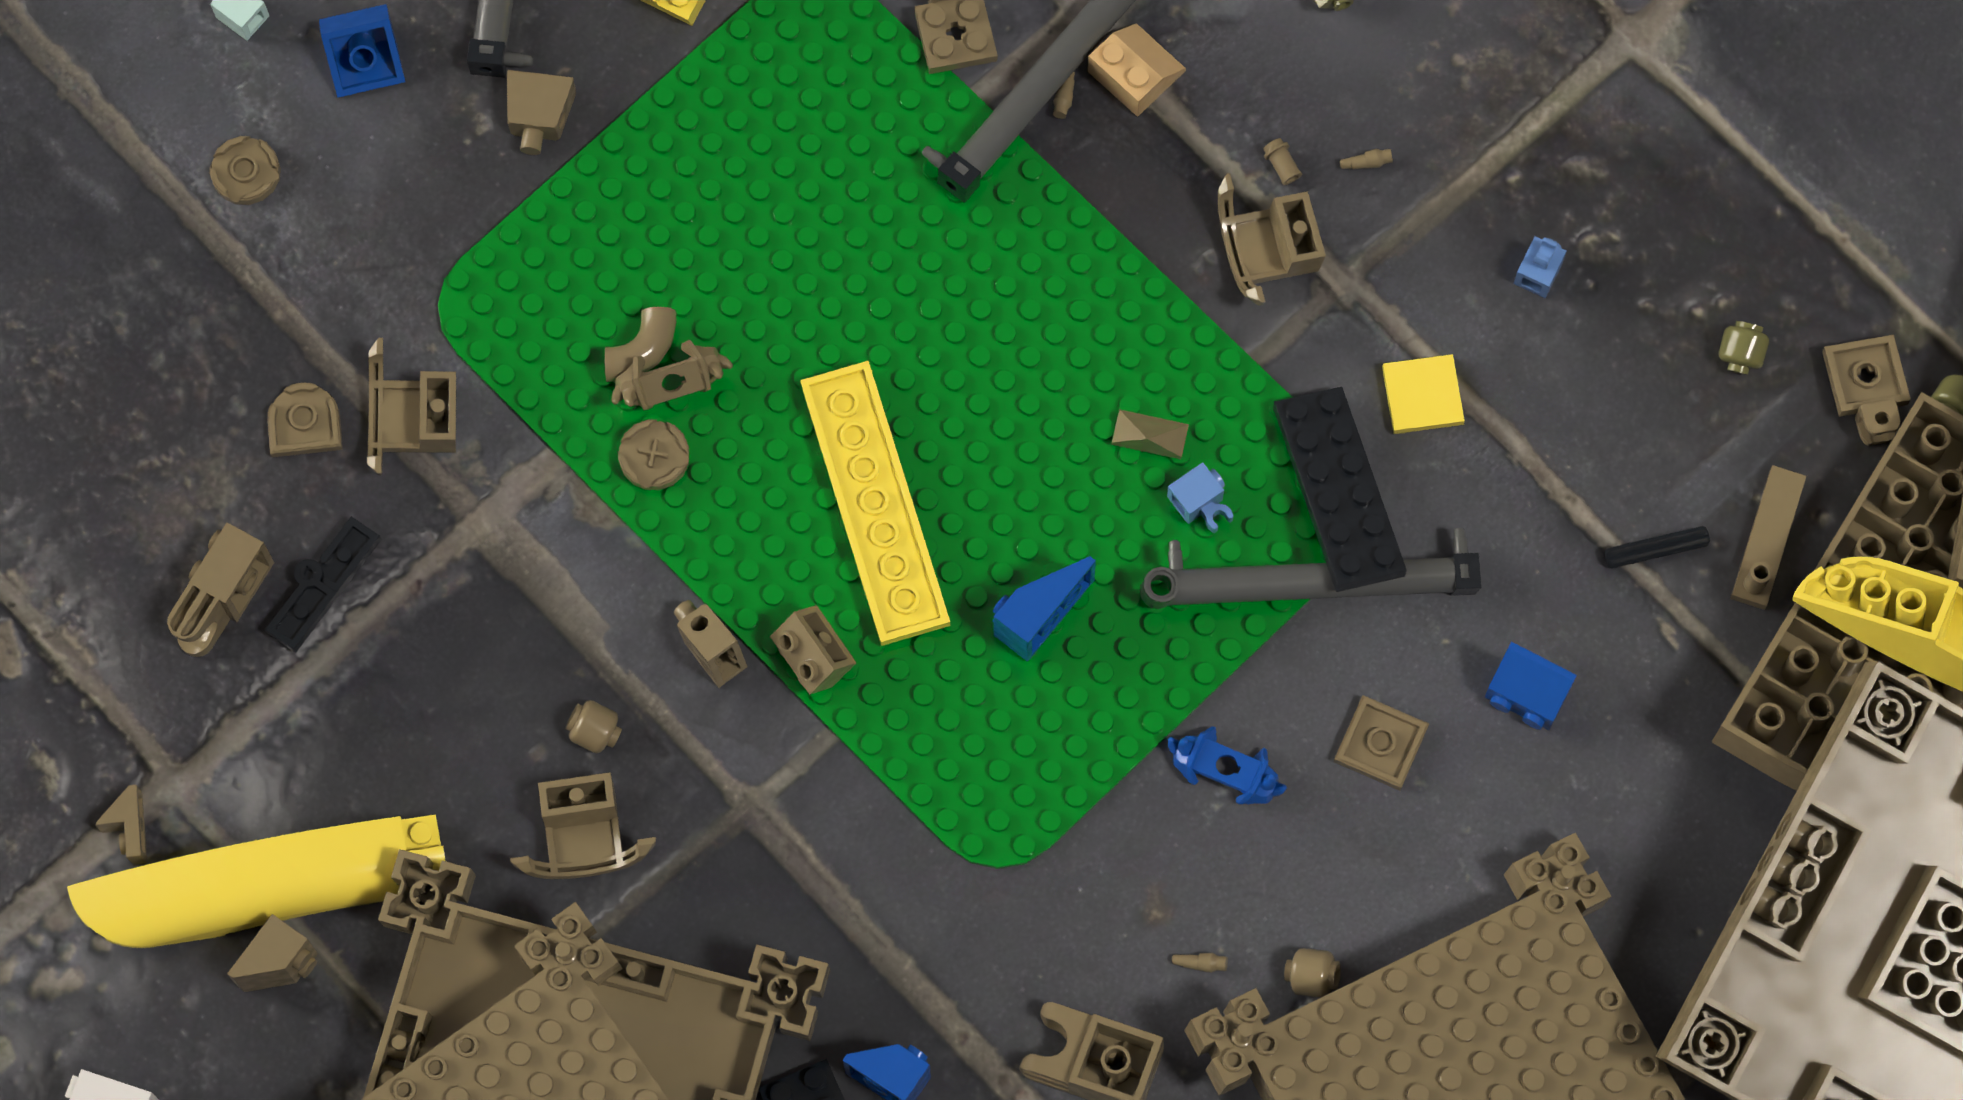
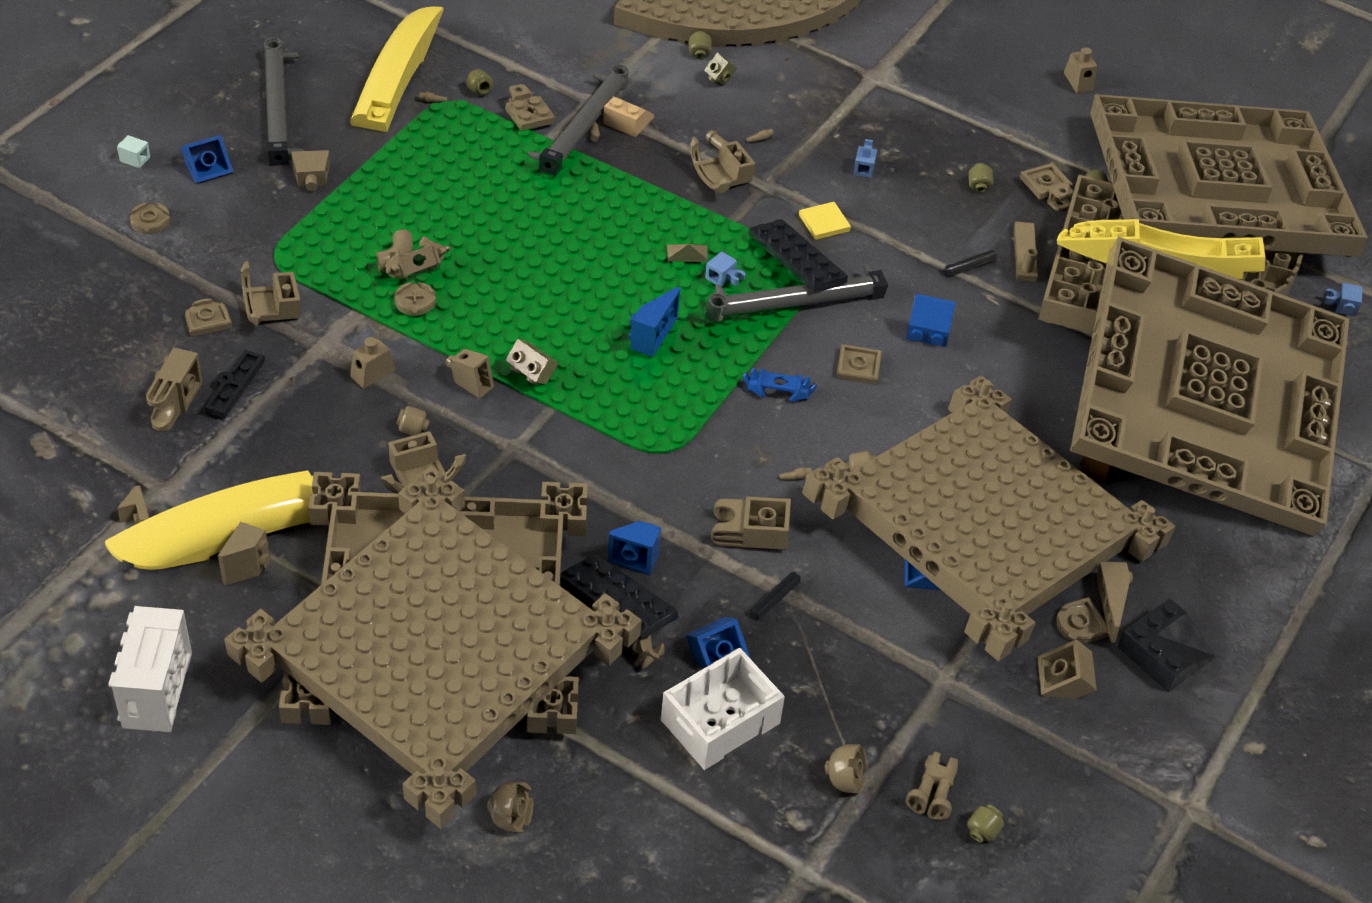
camera: 20 degrees left, 25 degrees down
(551, 591) = (371, 362): none -> dark tan torso
(875, 503) = (547, 300): light yellow plate -> none

